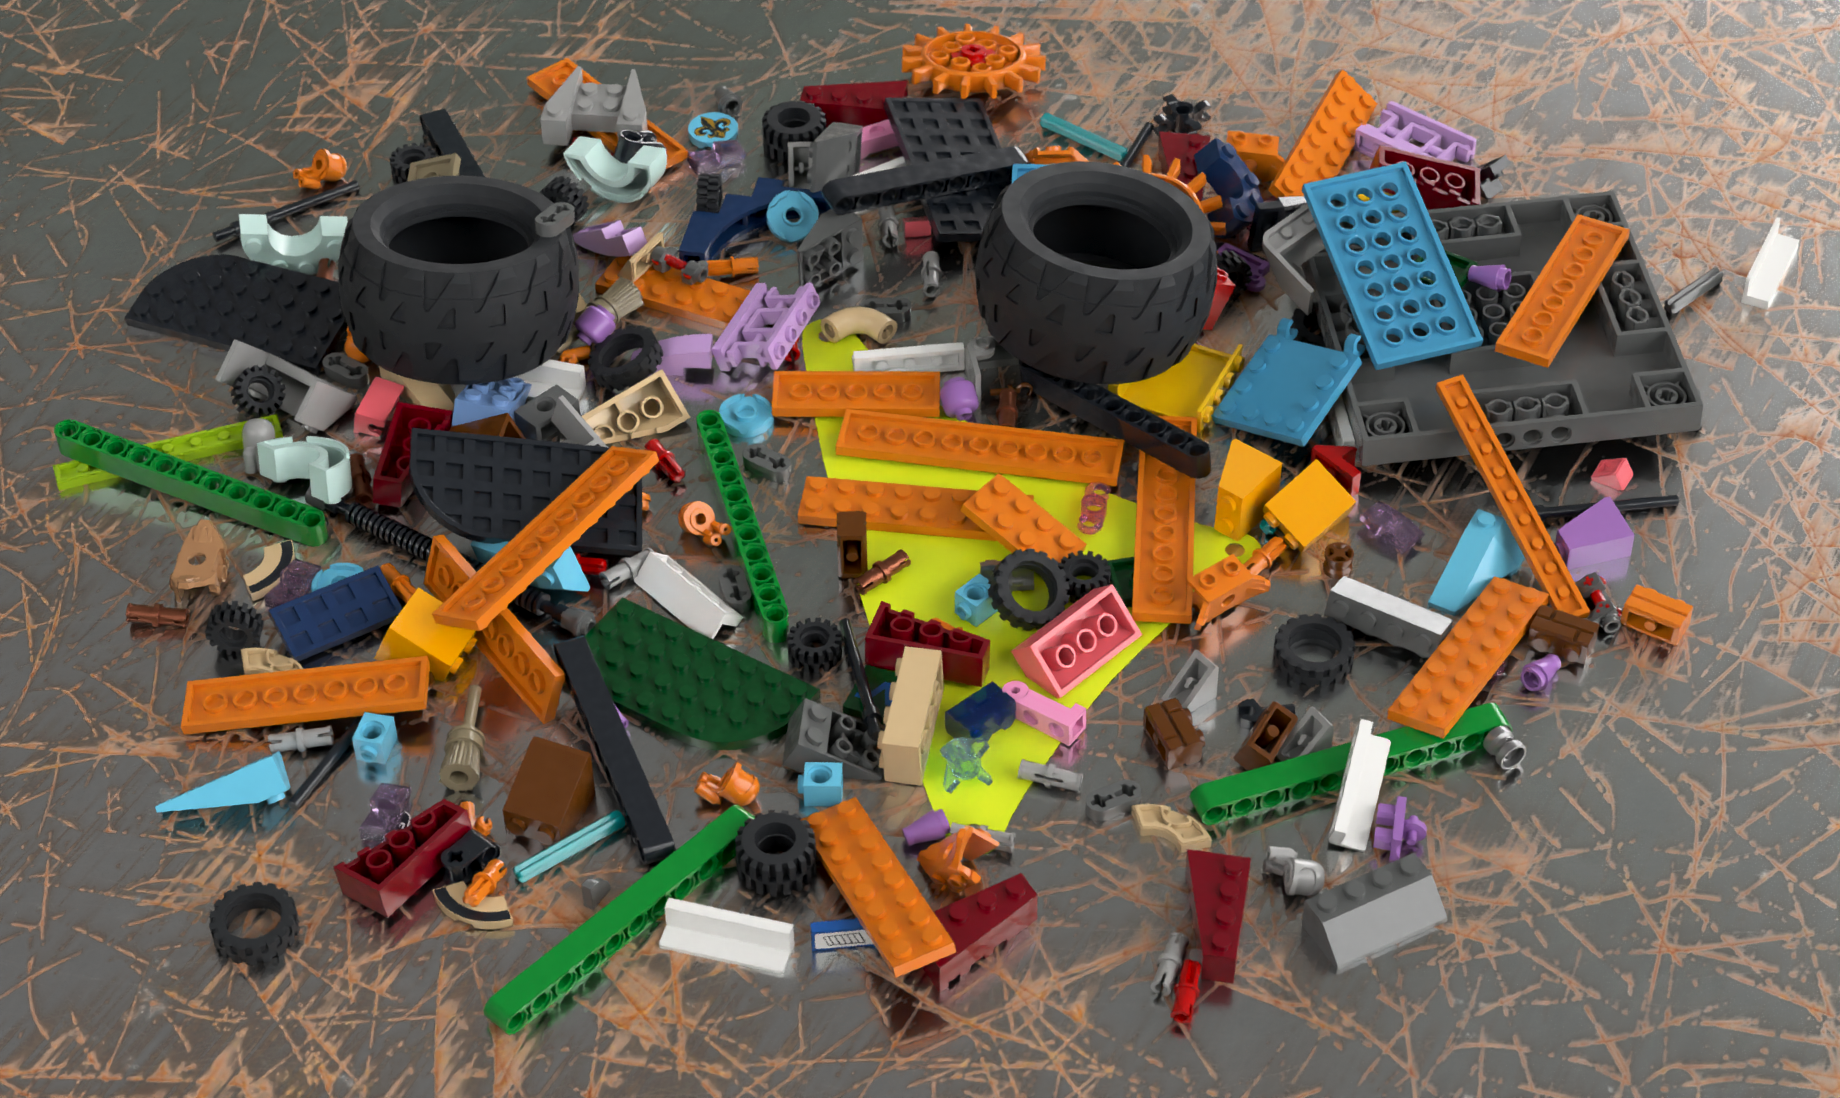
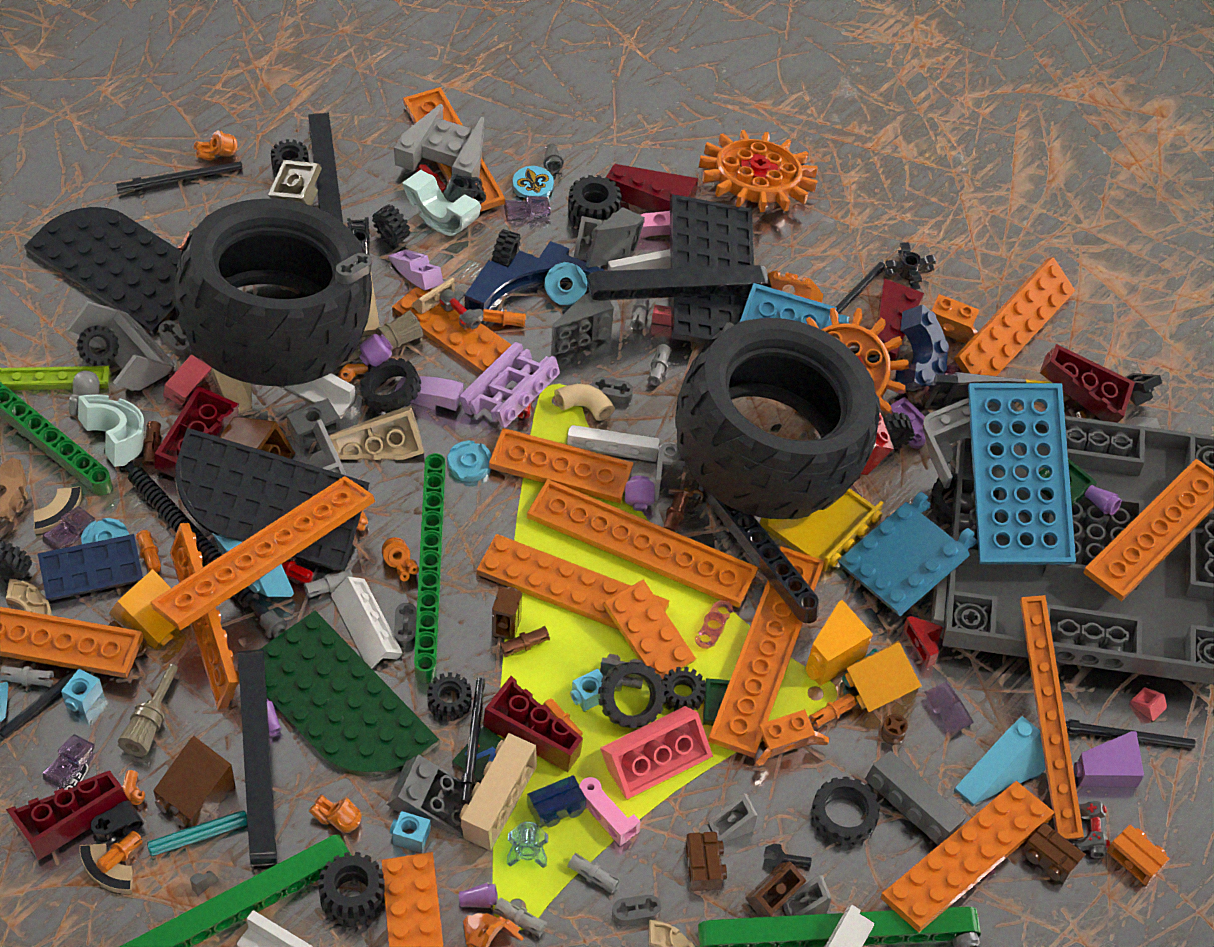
camera: 10 degrees right, 10 degrees up
(292, 252) = (162, 218): light aqua brick -> none
(489, 400) = (272, 402): medium blue slope -> none
(666, 461) = (391, 488): red axle -> none
(766, 463) = (467, 513): dark grey beam -> none
(1083, 136) = (825, 262): teal axle -> none
(1415, 126) = (1112, 335): lavender fence -> none
(1538, 674) = (1023, 884): medium lavender cone -> none

